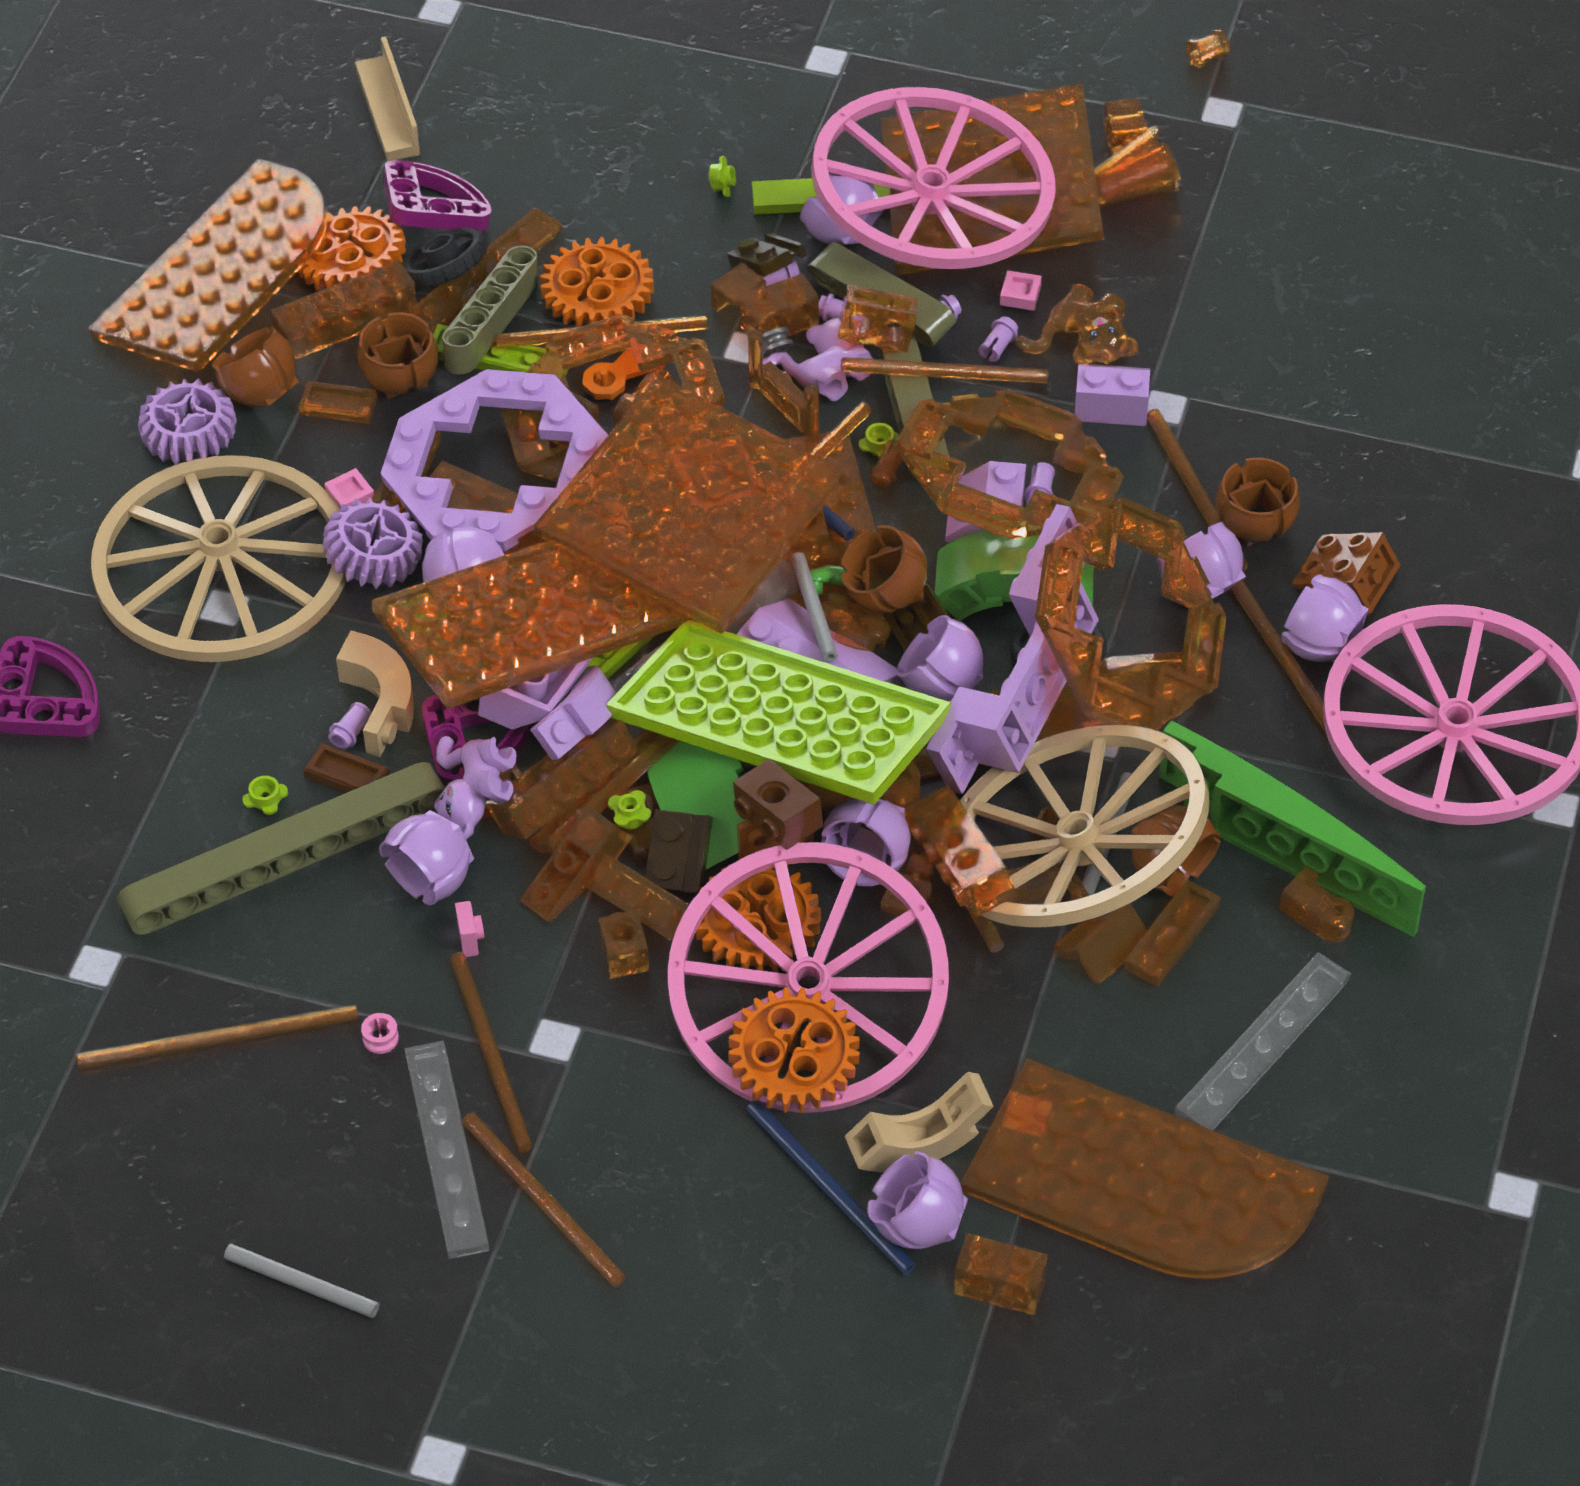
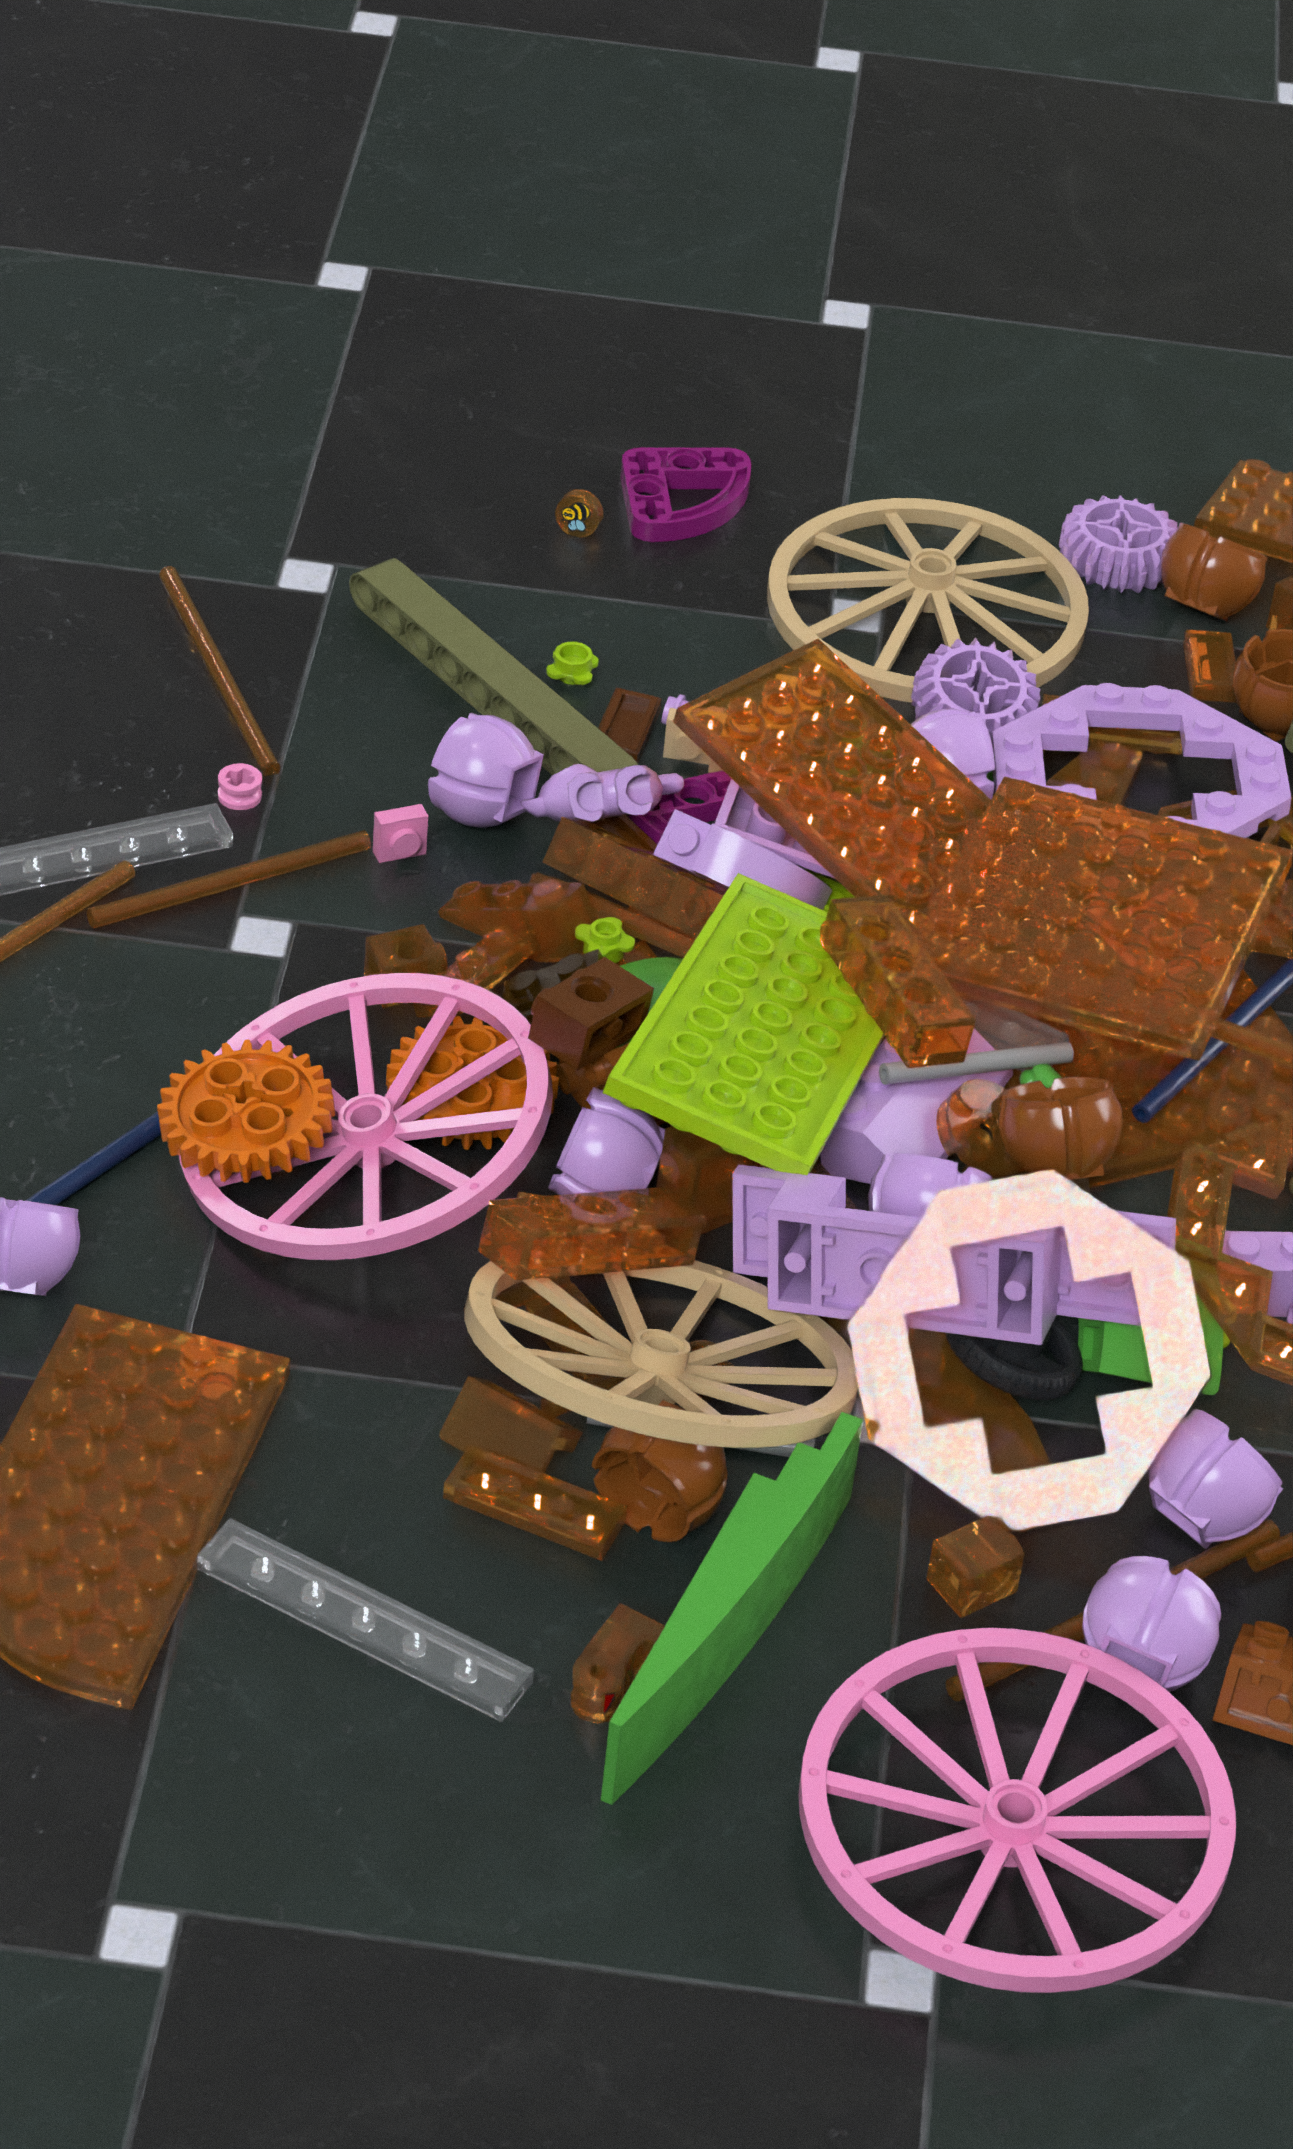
camera: 75 degrees right, 10 degrees down
(69, 761) = (579, 513): none -> clear orange tile
(348, 487) = (1061, 676): bright pink plate -> none
(751, 626) = (897, 981): none -> clear orange brick
(932, 1130) = (135, 1244): tan arch -> none
(1247, 705) = (975, 1566): none -> clear orange brick

